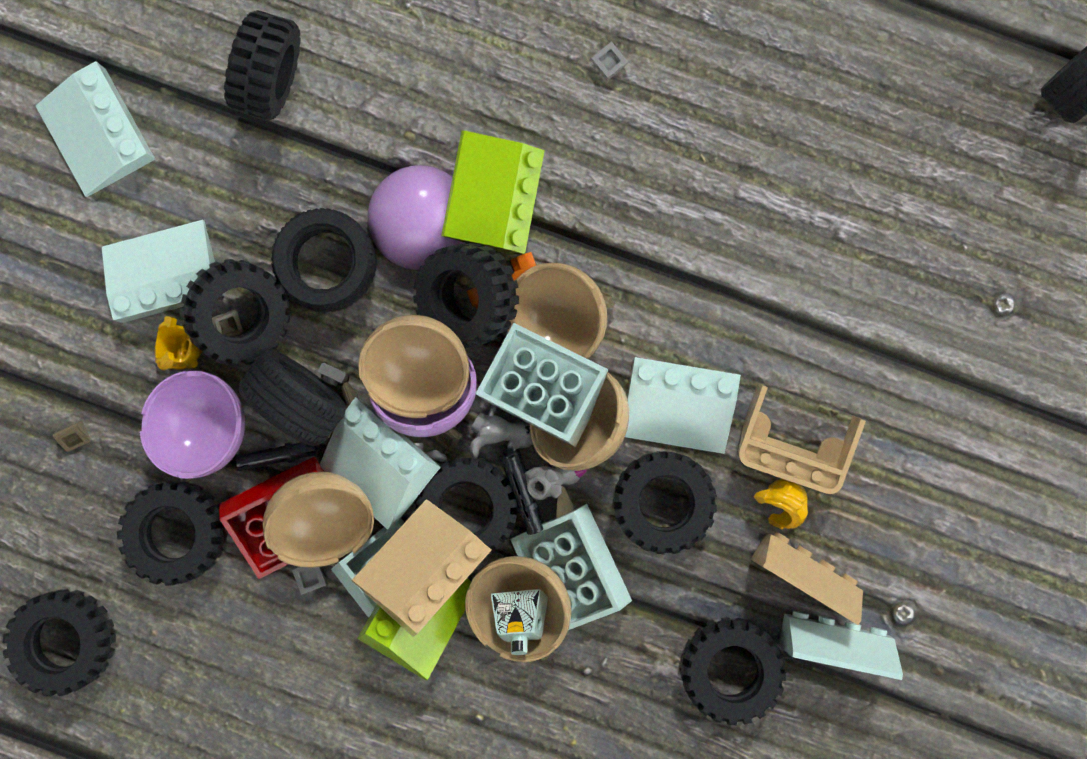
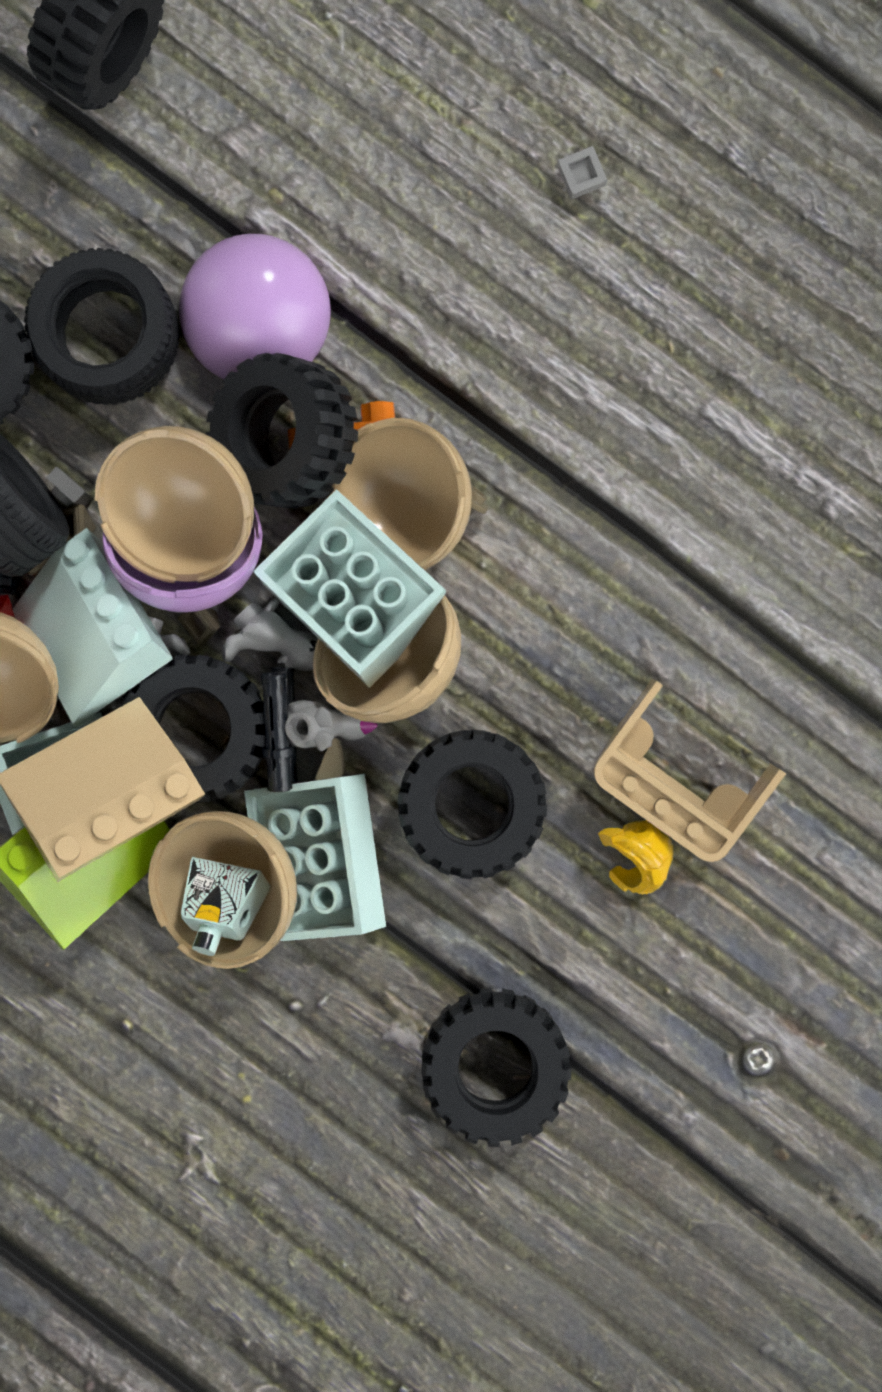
camera: 15 degrees right, 0 degrees up
(493, 192) = (363, 301): lime slope -> none
(681, 404) = (535, 676): light aqua slope -> none
(810, 576) = (643, 968): tan slope -> none
(840, 645) = (656, 1077): light aqua slope -> none

